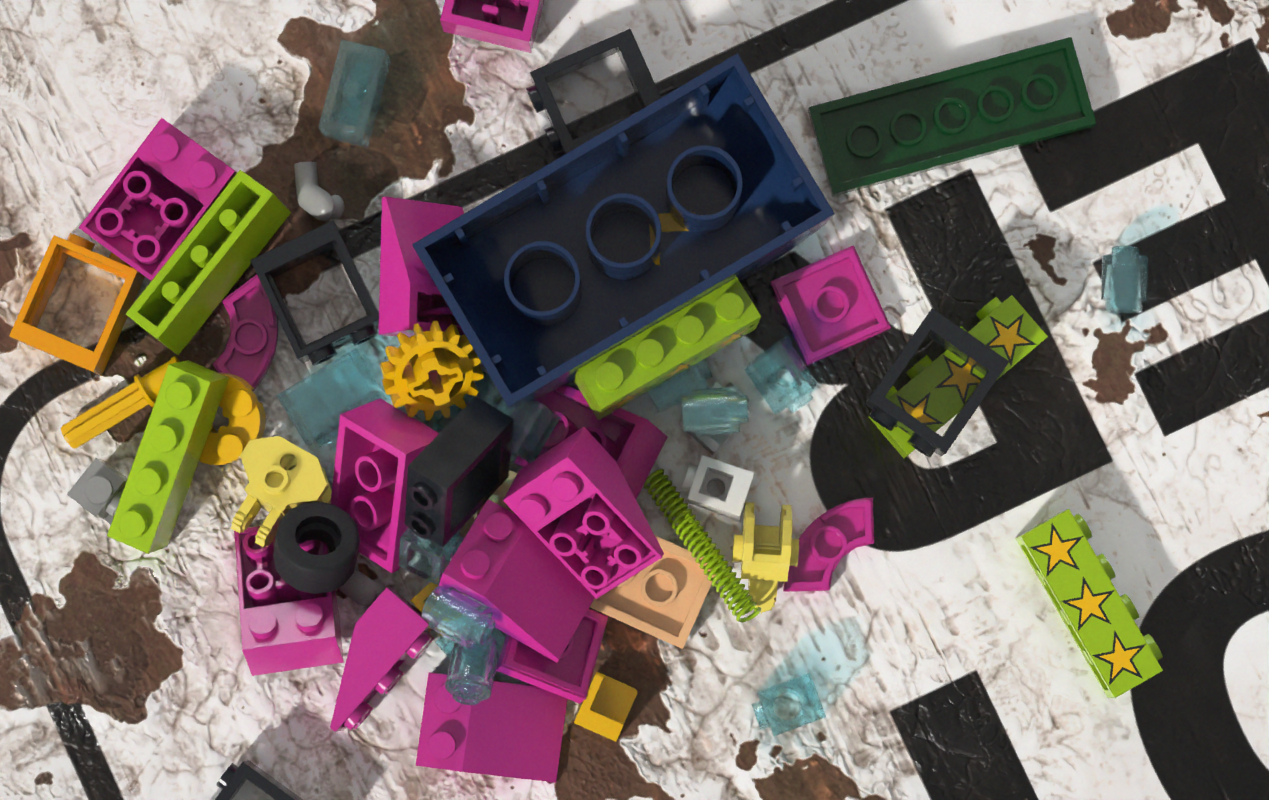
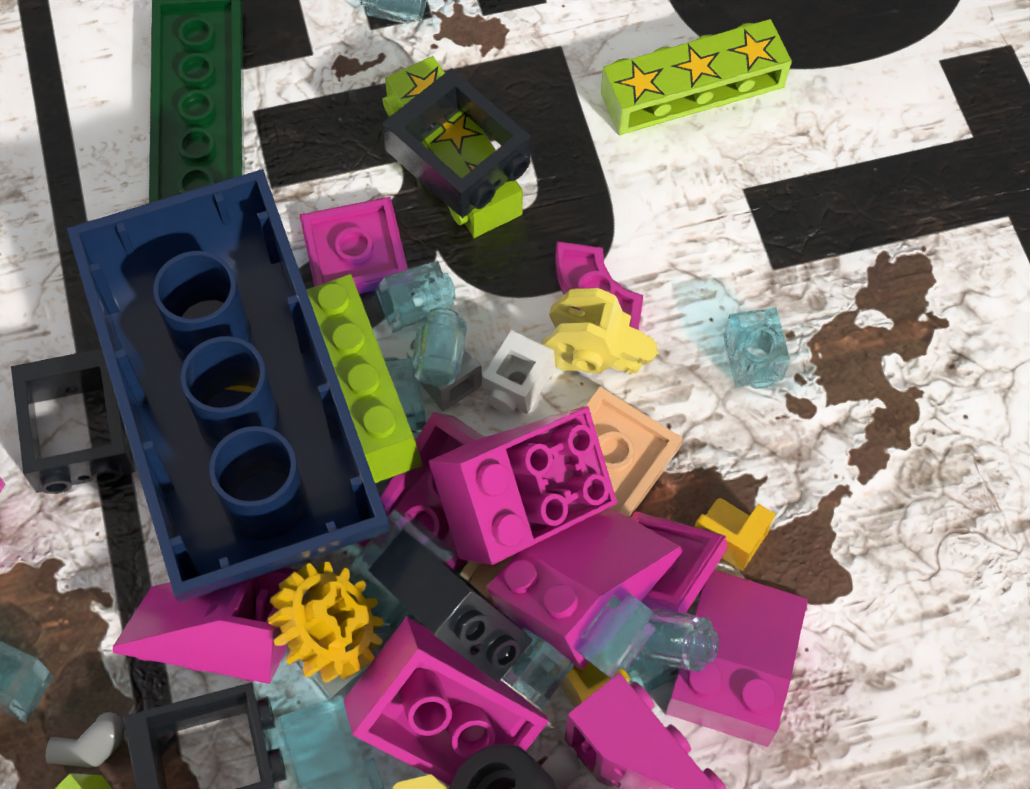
camera: 80 degrees left, 20 degrees down
(703, 544) = (615, 379): lime piece -> none

